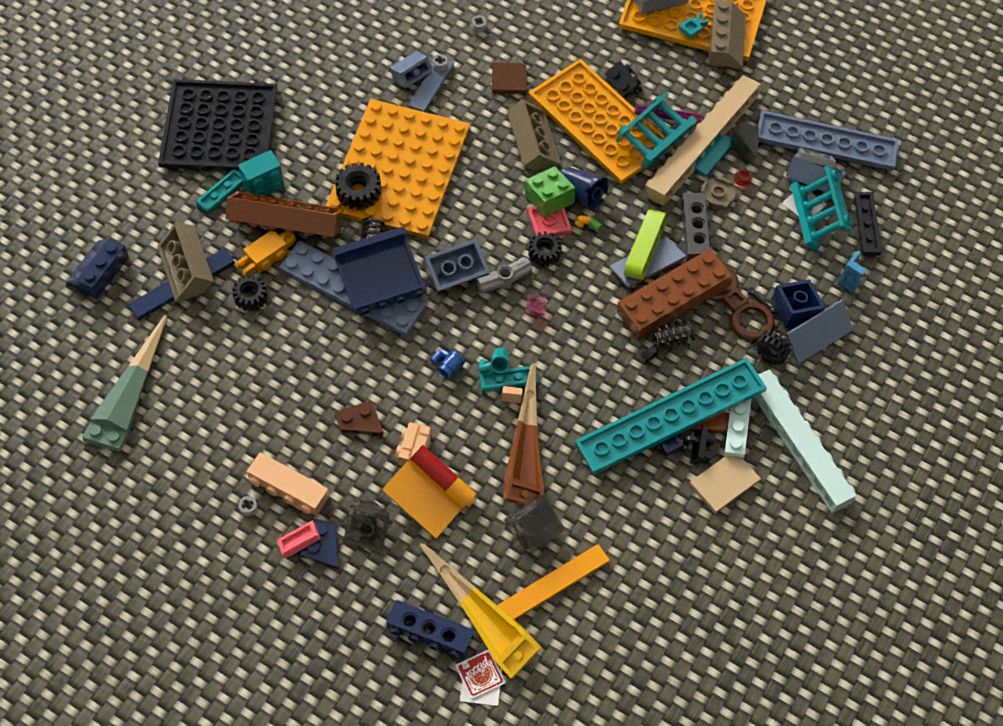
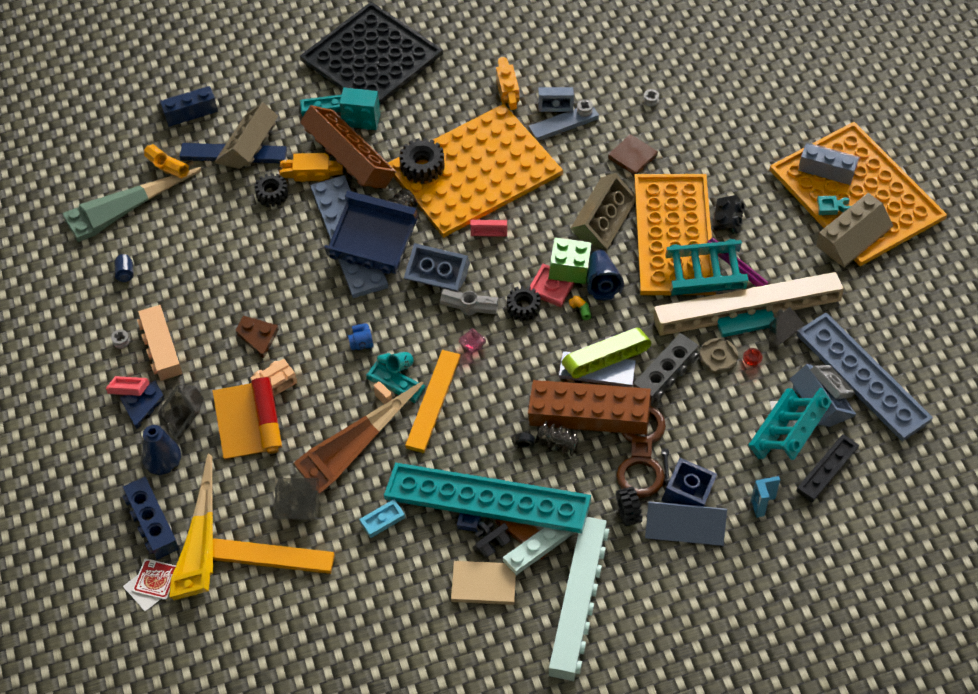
camera: 45 degrees right, 5 degrees down
(122, 330) = (166, 163): none -> light orange piece
(189, 445) = (123, 268): none -> dark blue brick
(359, 80) = (507, 83): none -> light orange hinge
(382, 573) = (159, 451): none -> dark blue cone
(460, 207) = (488, 228): none -> coral tile
(552, 373) = (432, 401): none -> light orange tile
(607, 490) = (382, 518): none -> medium azure plate

